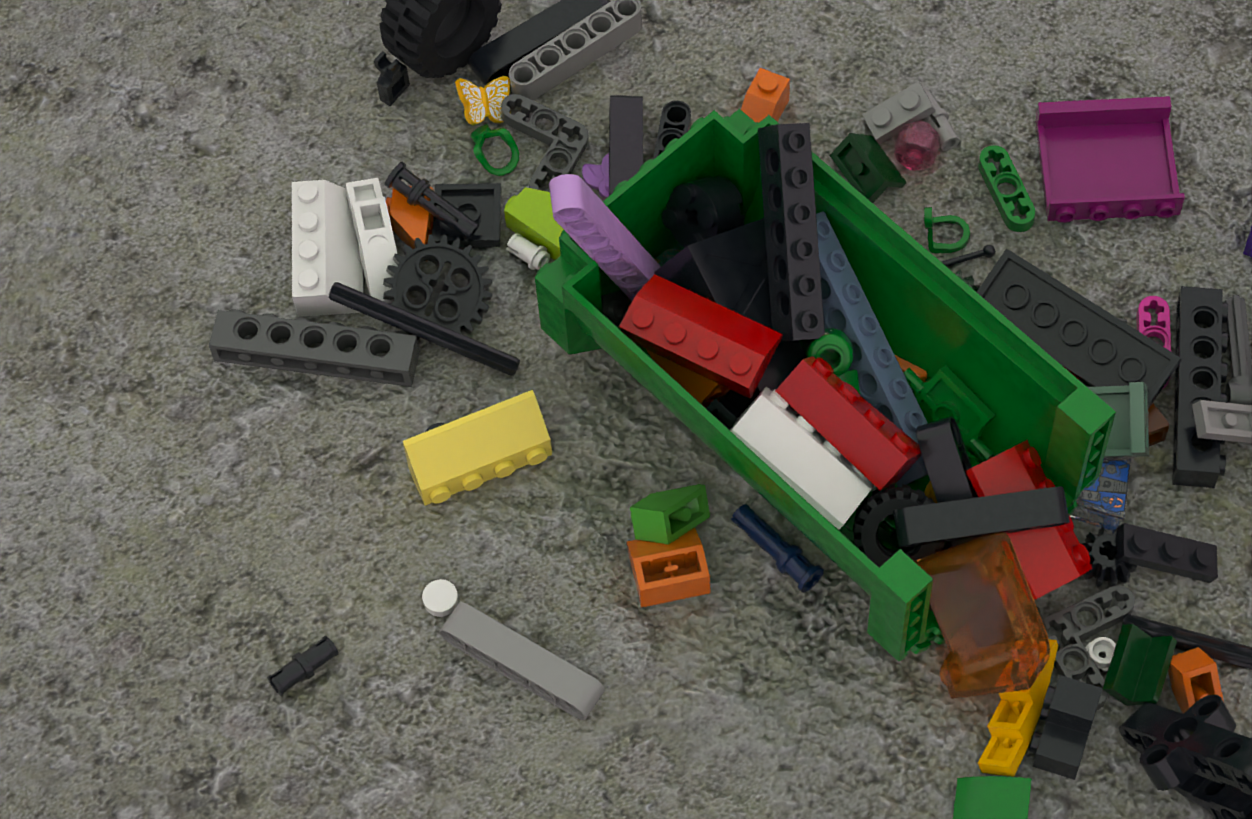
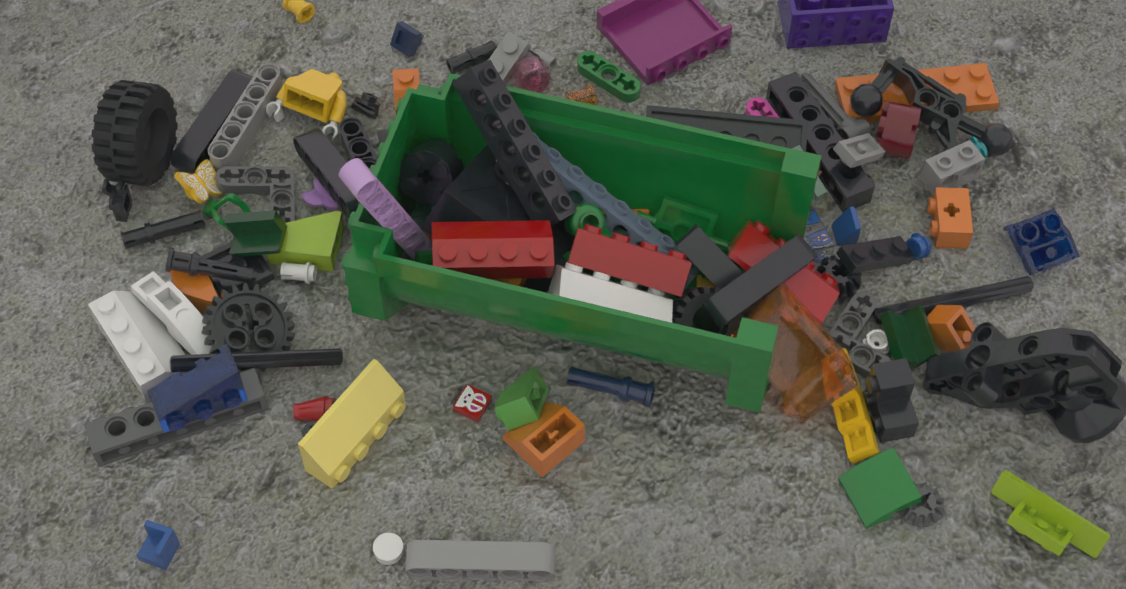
camera: 35 degrees left, 5 degrees down
(221, 475) = (159, 545): none -> blue panel
(341, 335) = (199, 392): none -> clear blue wedge
(418, 134) = (162, 229): none -> black pin
(450, 409) = (312, 409): none -> red cone
(503, 188) = (256, 233): none -> dark green panel
(619, 489) = (472, 403): none -> tile
(661, 57) = (315, 96): none -> yellow torso
(716, 93) = (366, 104): none -> black plate
(805, 35) = (406, 39): none -> dark blue tile
(864, 91) = (470, 57): none -> black pin
(956, 200) = (585, 95): none -> clear orange bush
(1159, 505) = (847, 227): none -> blue slope
(1230, 568) = (919, 245): none -> blue plate

